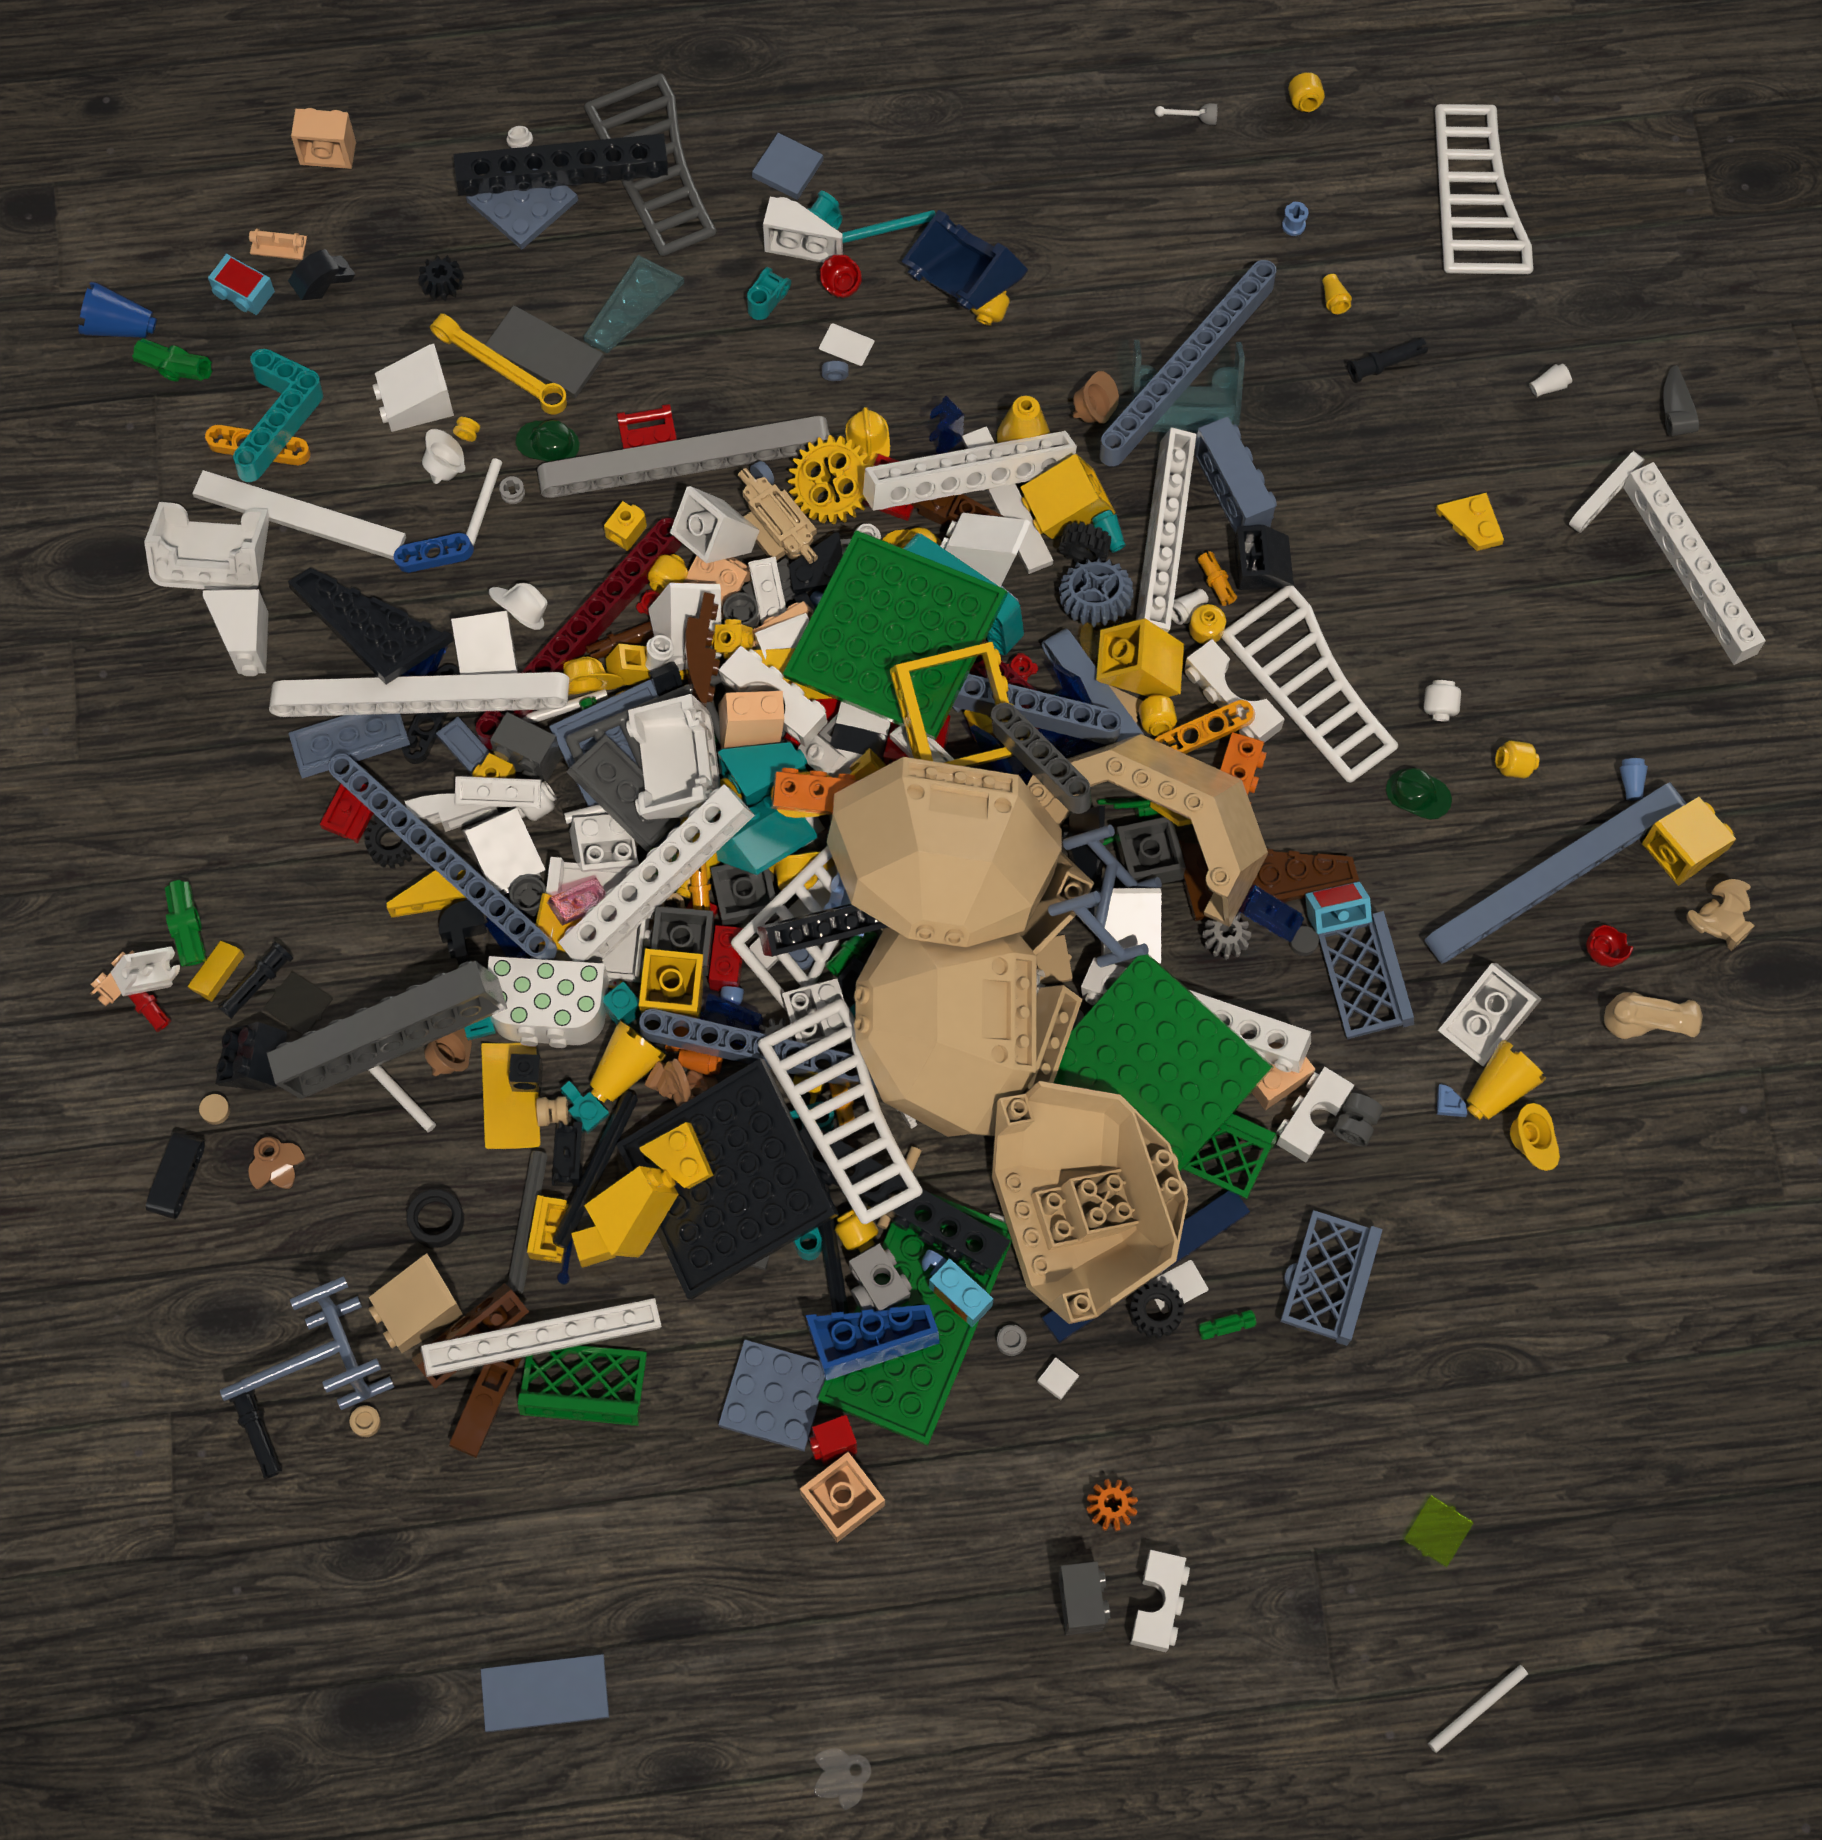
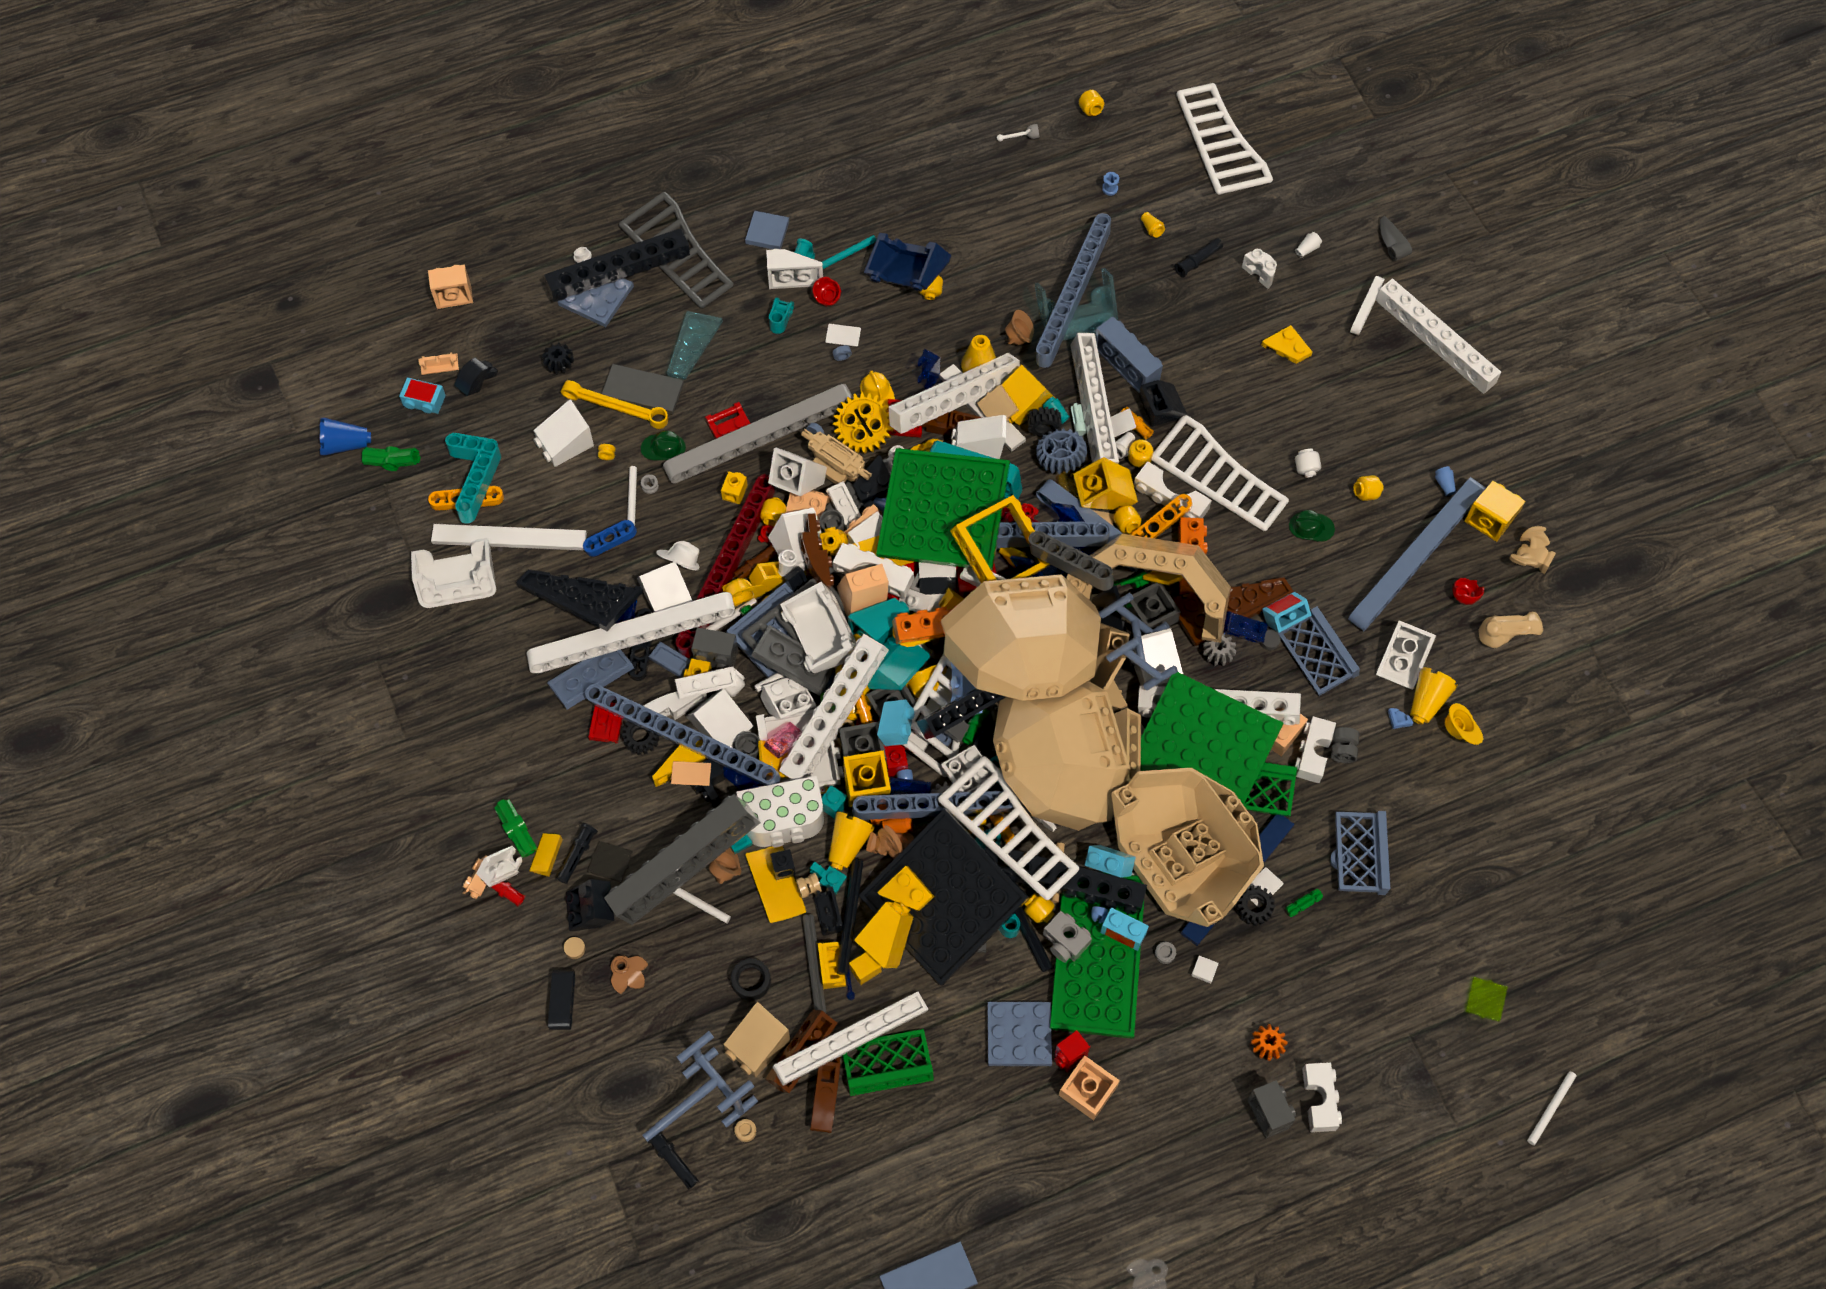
camera: 15 degrees left, 5 degrees down
(242, 625) = (493, 620): white slope -> none
(440, 913) = (691, 773): none -> light nougat sticker
(442, 456) = (596, 474): white piece -> none
(734, 919) = (895, 722): none -> medium azure brick
(823, 953) = (958, 731): none -> dark grey tile
(870, 1337) = (1075, 974): blue wedge -> none
(972, 1192) = (1110, 861): none -> medium azure brick
(1027, 501) = (998, 403): none -> tan piece
(1136, 552) = (1078, 419): none -> light aqua piece
(1195, 573) = (1122, 422): none -> white sticker
(1473, 392) = (1262, 264): none -> white cylinder

